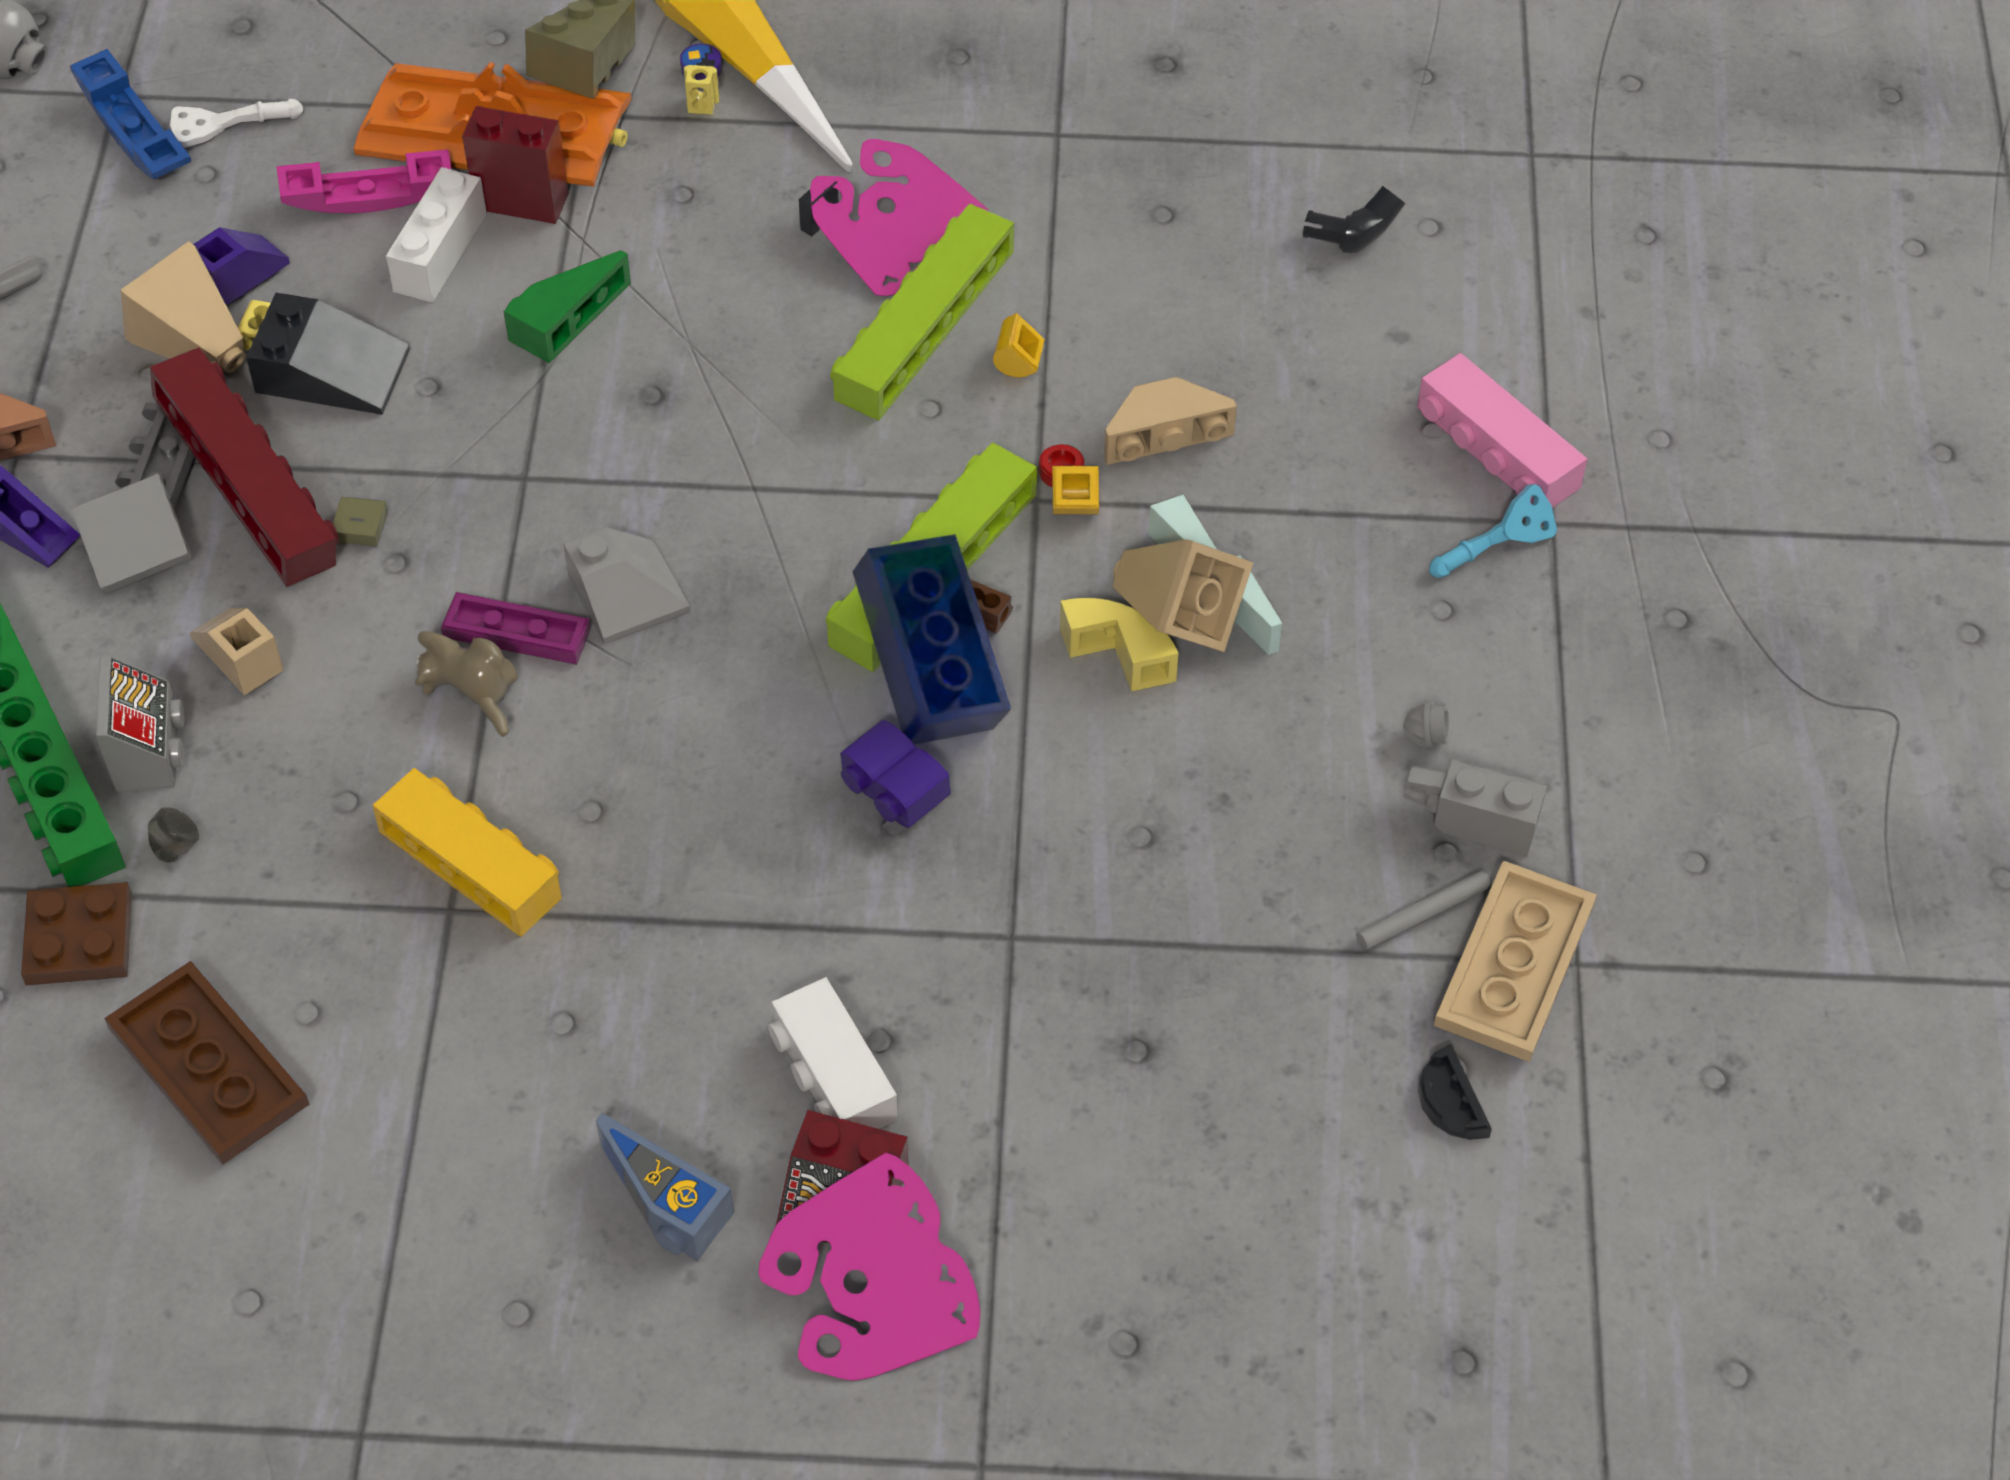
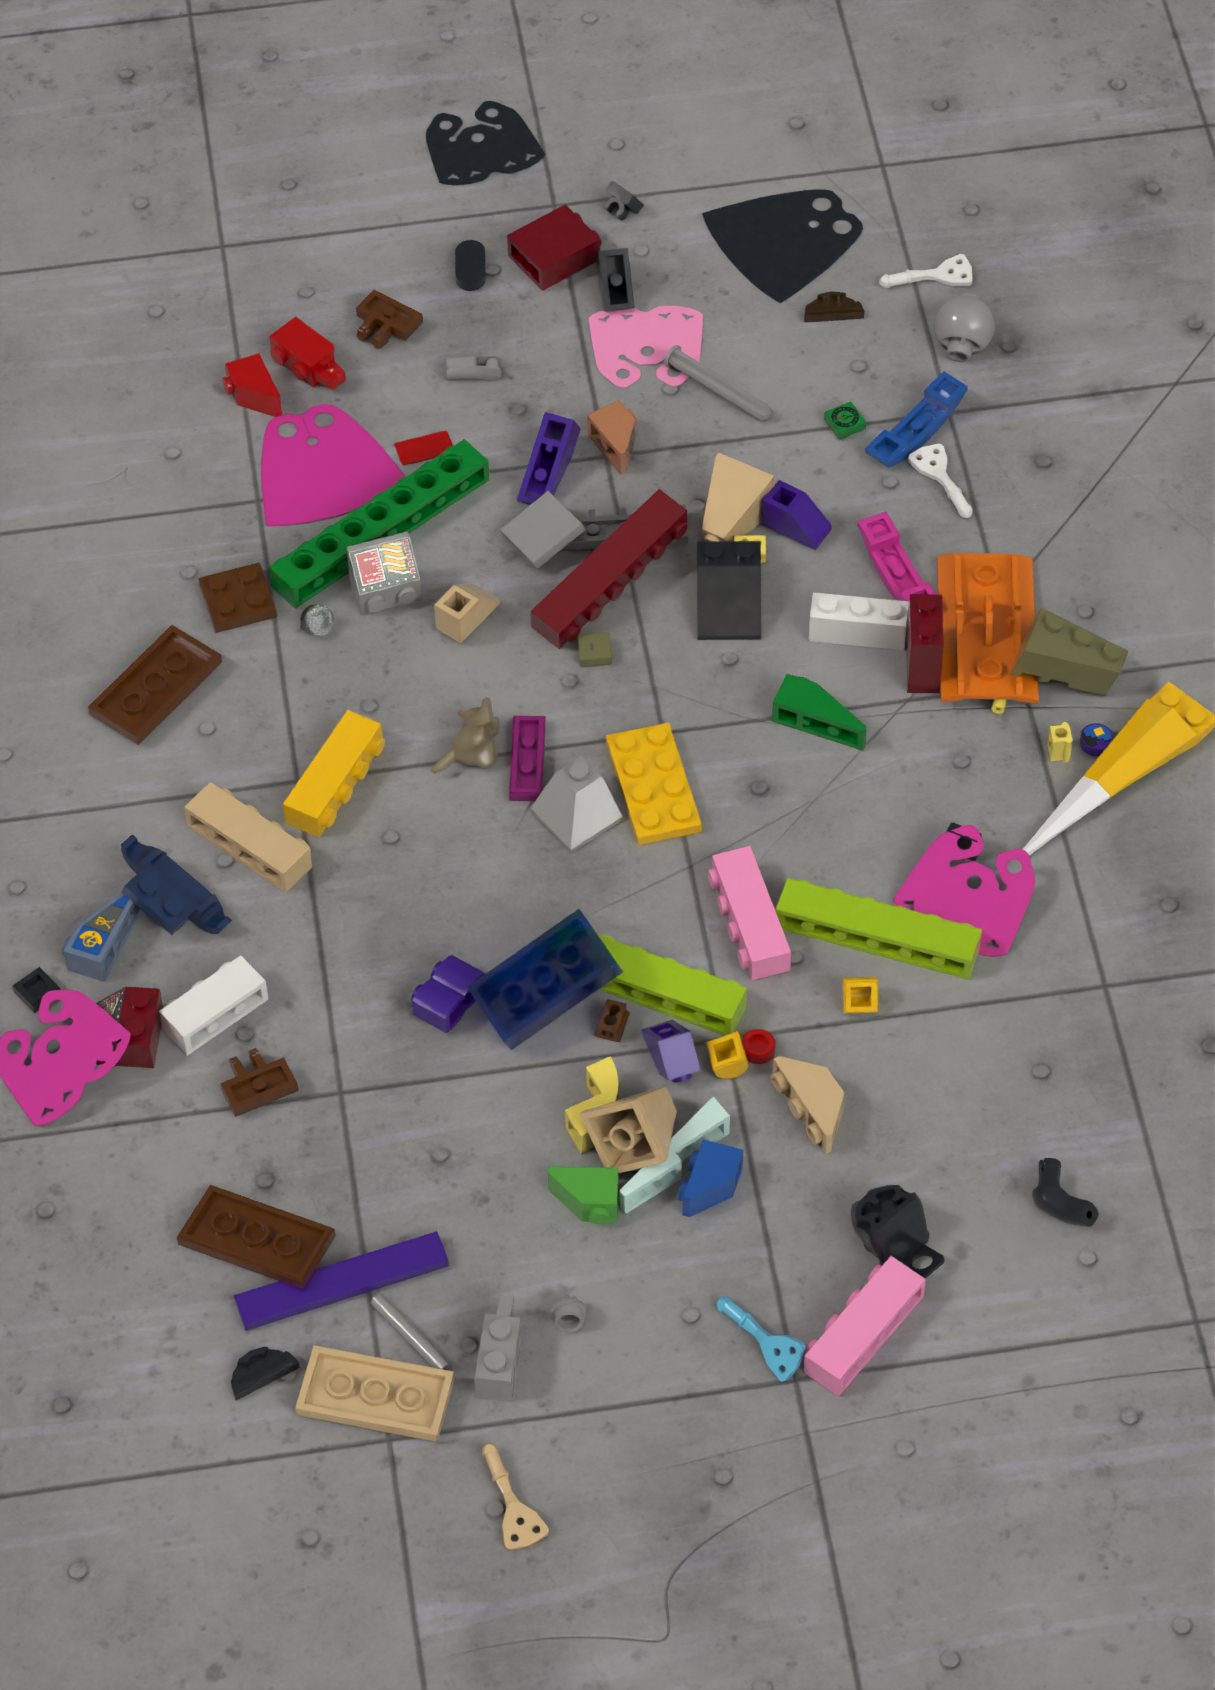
camera: 80 degrees right, 0 degrees up
(84, 192) = (845, 420): none -> green tile
(543, 975) = (248, 836): none -> tan brick
(622, 1083) = (169, 891): none -> dark blue plate
(627, 494) = (653, 784): none -> yellow plate
(727, 1304) = (33, 987): none -> black tile
(862, 428) = (750, 913): none -> bright pink brick
(987, 1026) = (257, 1086): none -> reddish brown hinge
(1051, 546) = (672, 1050): none -> slope
(1240, 1066) = (256, 1236): none -> reddish brown tile
(1254, 671) = (586, 1191): none -> bright green slope
(1260, 536) = (712, 1178): none -> blue slope
(1327, 980) = (342, 1280): none -> dark purple tile
(1368, 379) = (895, 1226): none -> black piece
(1705, 834) = (514, 1508): none -> tan piece

